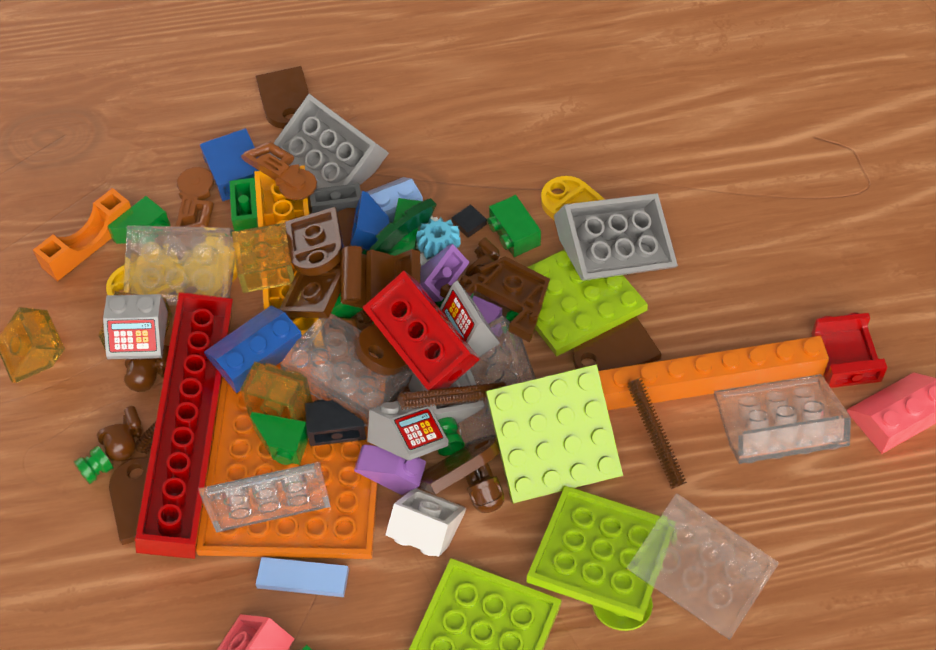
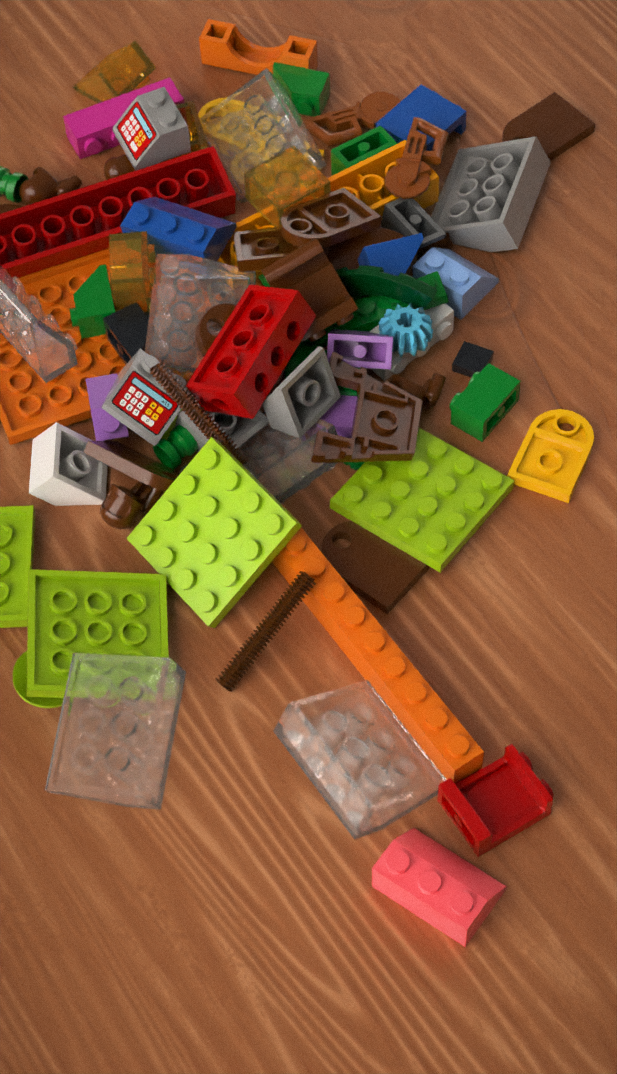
camera: 65 degrees right, 0 degrees up
(81, 355) = (91, 127): none -> dark pink brick
(616, 236) = (513, 498): light grey slope -> none

